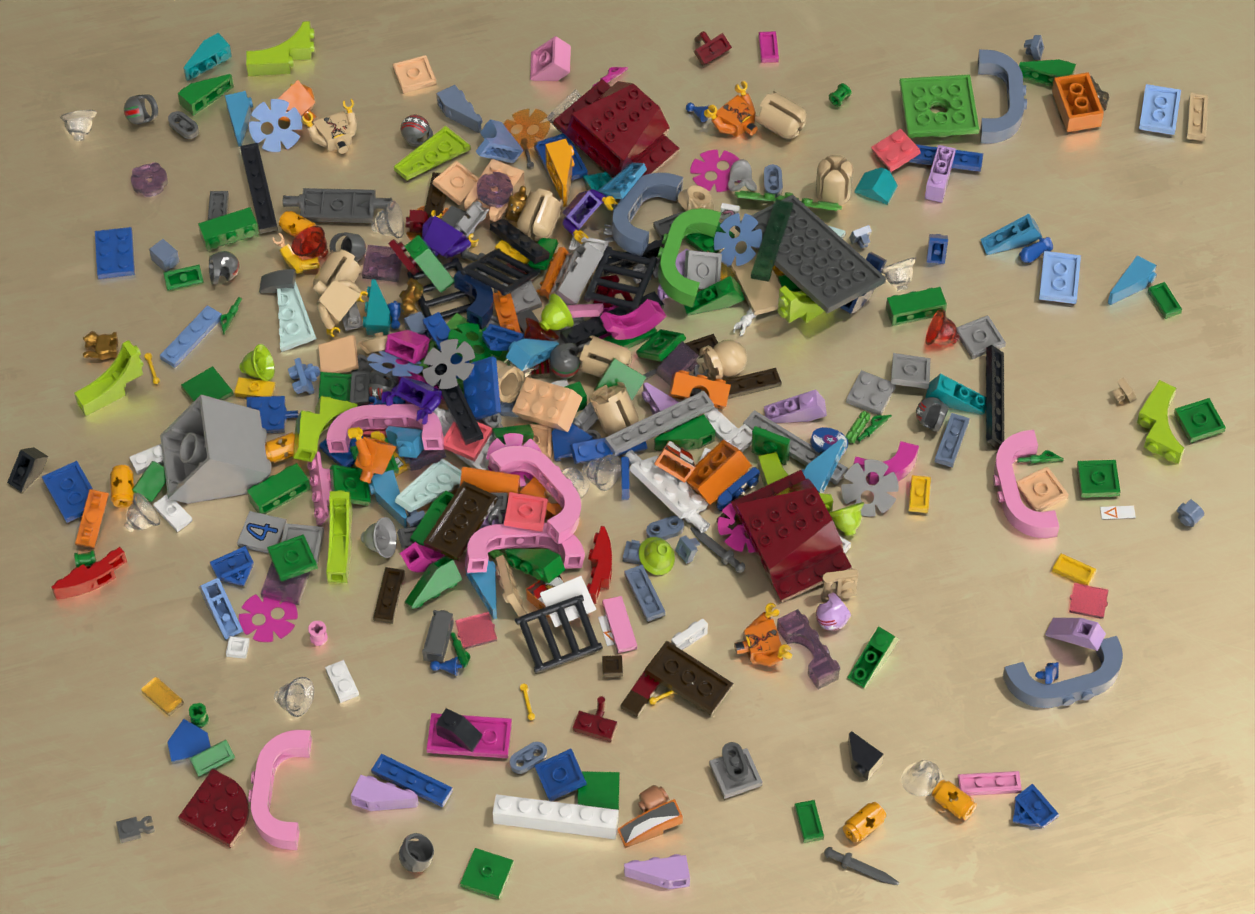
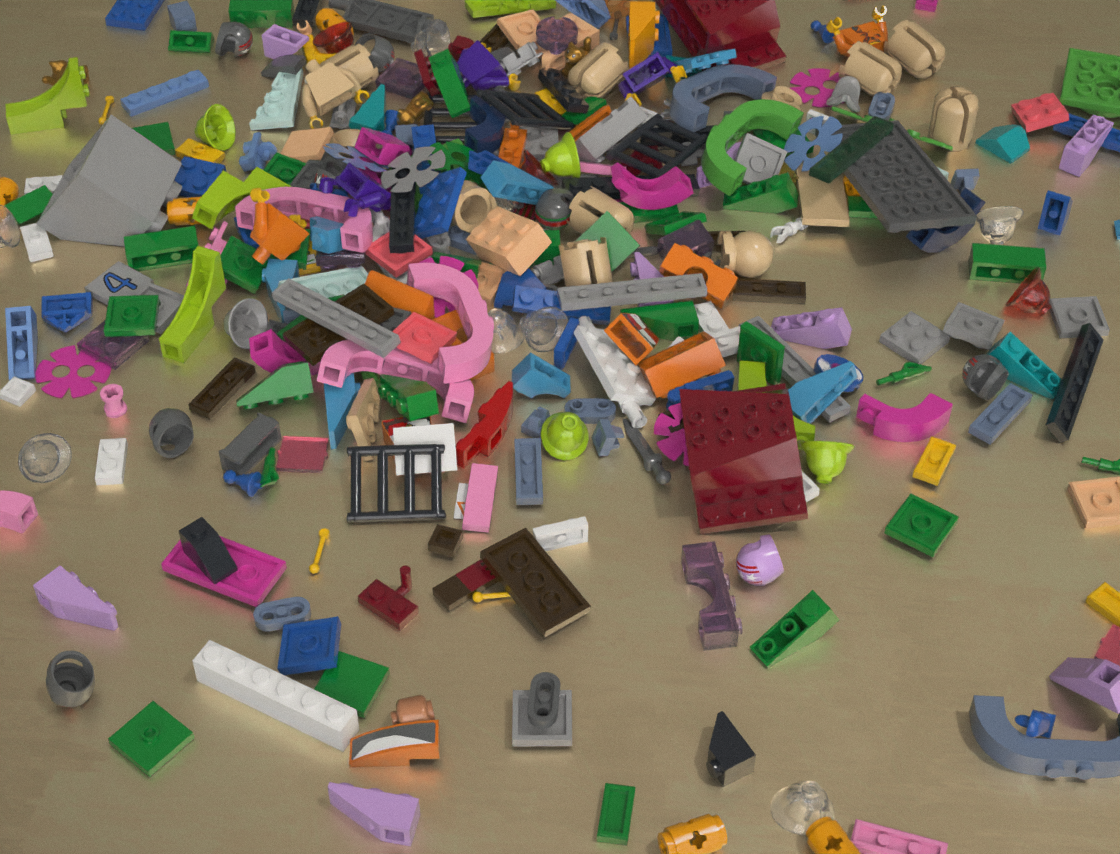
camera: 20 degrees right, 10 degrees down
(229, 317) = (211, 87): green hand -> none
(269, 259) = (282, 41): none -> lavender slope
(375, 641) = (172, 425): none -> dark grey helmet
(412, 779) = (124, 595): blue plate -> none
(460, 518) = (336, 318): none -> light grey plate
(620, 514) = (537, 377): none -> dark azure arch
(755, 147) = (872, 69): none -> tan cylinder
(763, 641) = (653, 566): orange torso -> none
(797, 305) = (857, 221): lime arch -> none
(839, 95) = (993, 51): green bush -> none
(845, 581) = (791, 528): tan plate -> none
(857, 427) = (882, 368): bright green axle -> none
(858, 477) = (881, 451): light grey piece -> none
(928, 548) = (921, 525): none -> green plate
(1022, 518) = (1064, 525): bright pink arch -> none

